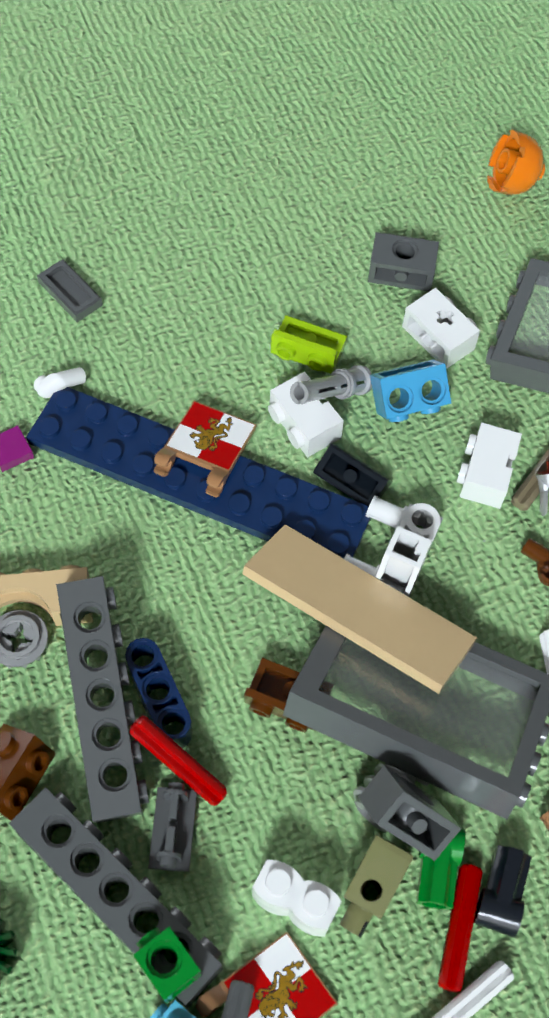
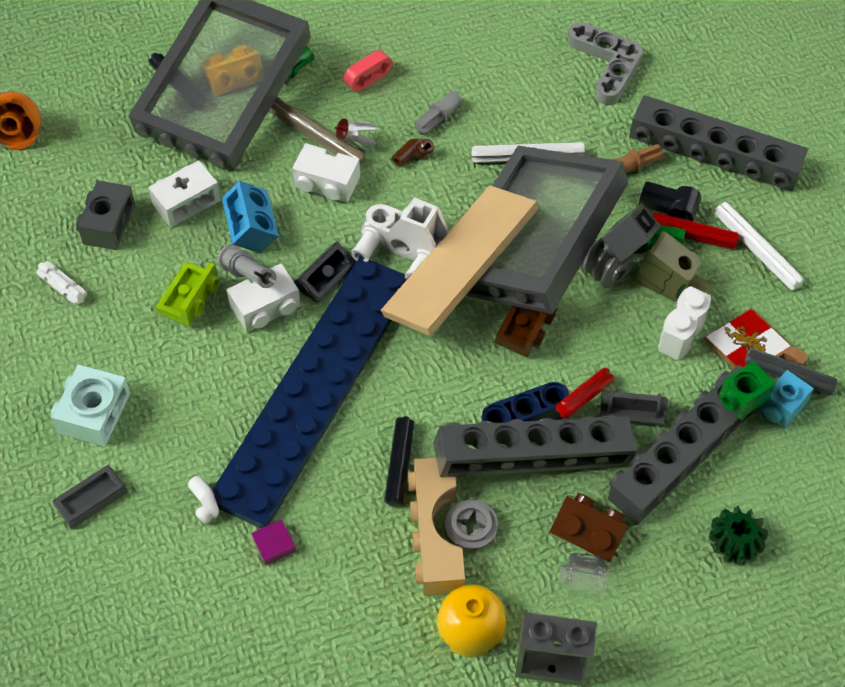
camera: 85 degrees left, 5 degrees down
(103, 562) = (399, 461): none -> black axle
(166, 275) = (81, 391): none -> light aqua brick
(208, 440) = (288, 368): flag -> none
(316, 237) = (61, 283): none -> white axle

